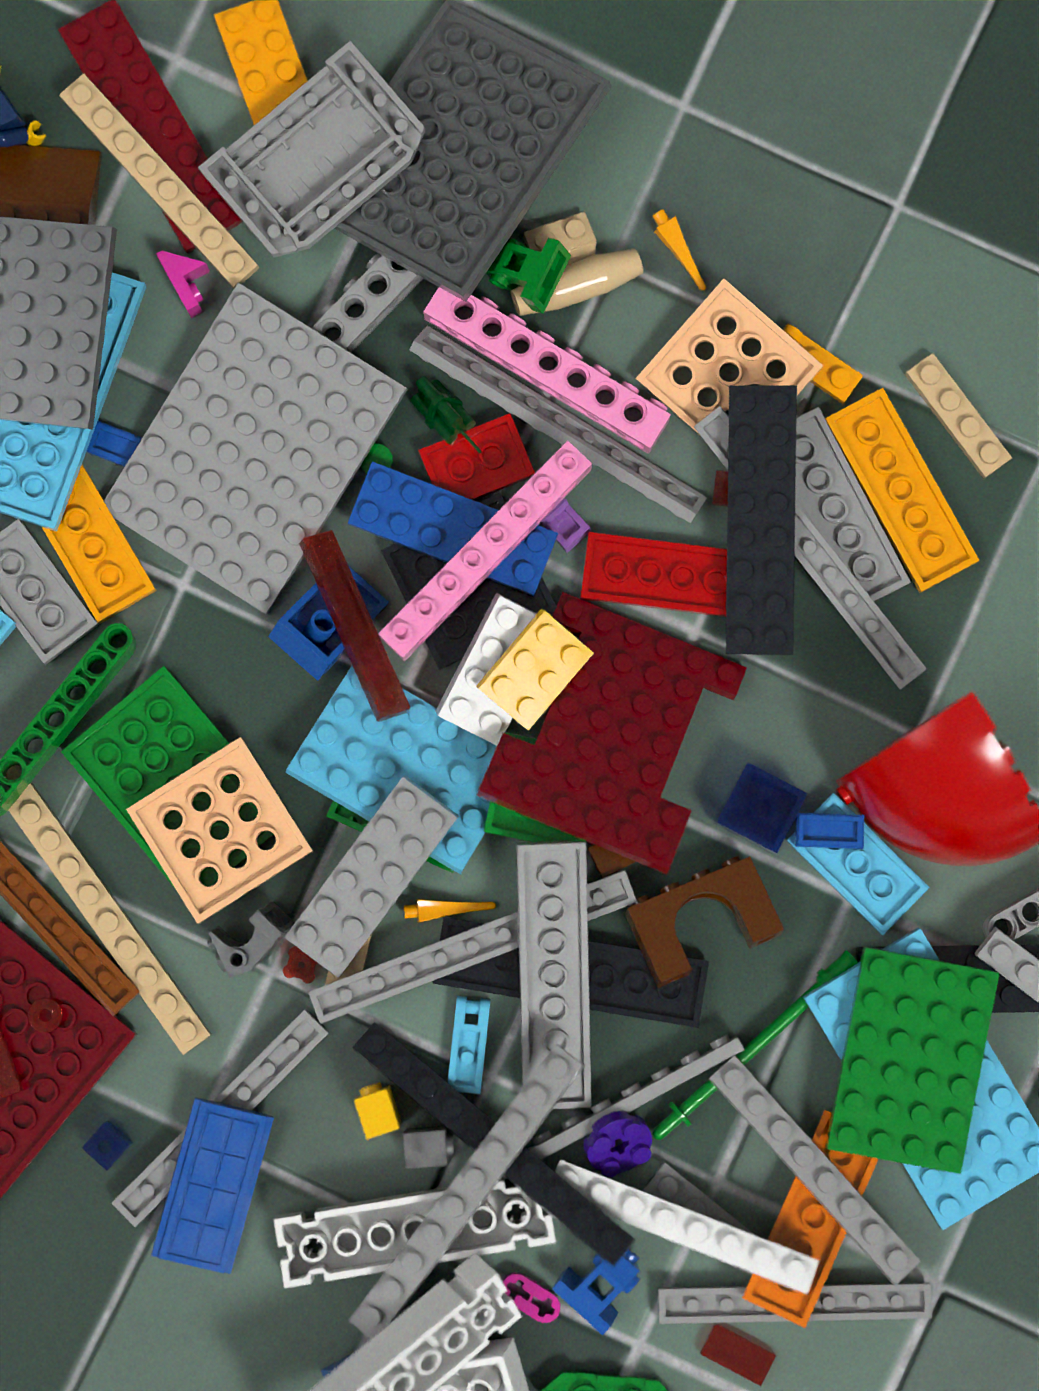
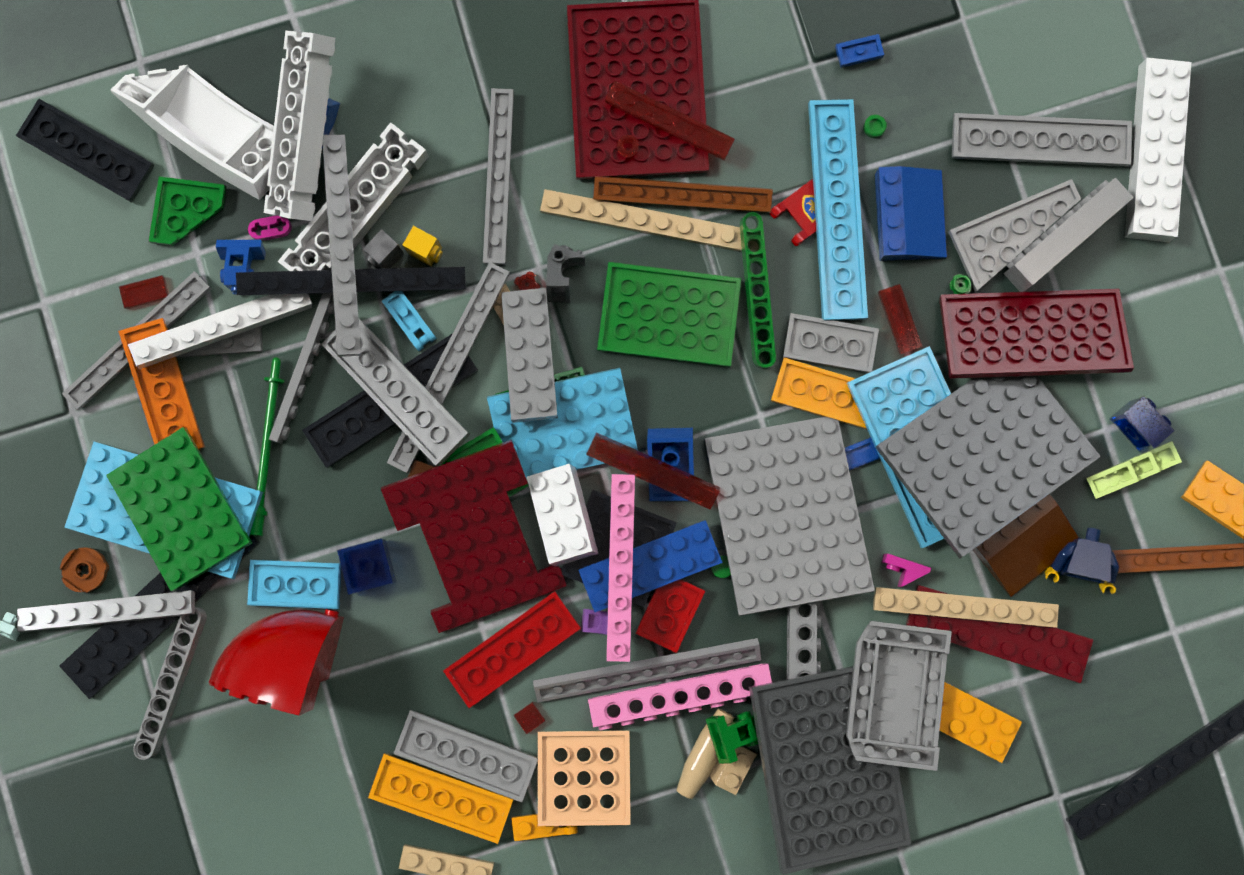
camera: 140 degrees right, 0 degrees up
(118, 1141) = (544, 120): clear blue plate -> none
(179, 794) = (645, 280): light nougat piece -> none
(212, 1185) = (472, 140): blue piece -> none
(432, 909) = (487, 368): light orange piece -> none
(442, 411) = (711, 622): dark green piece -> none
(534, 669) = (541, 530): yellow plate -> none
(622, 1158) = (282, 343): dark purple plate -> none
(671, 235) = (679, 824): light orange piece -> none
(734, 886) = (345, 516): reddish brown arch -> none
(761, 520) = (497, 714): black plate -> none
(814, 1170) = (181, 411): light grey plate -> none
(829, 831) = (322, 587): blue tile -> none
(833, 577) = (459, 723): light grey plate -> none

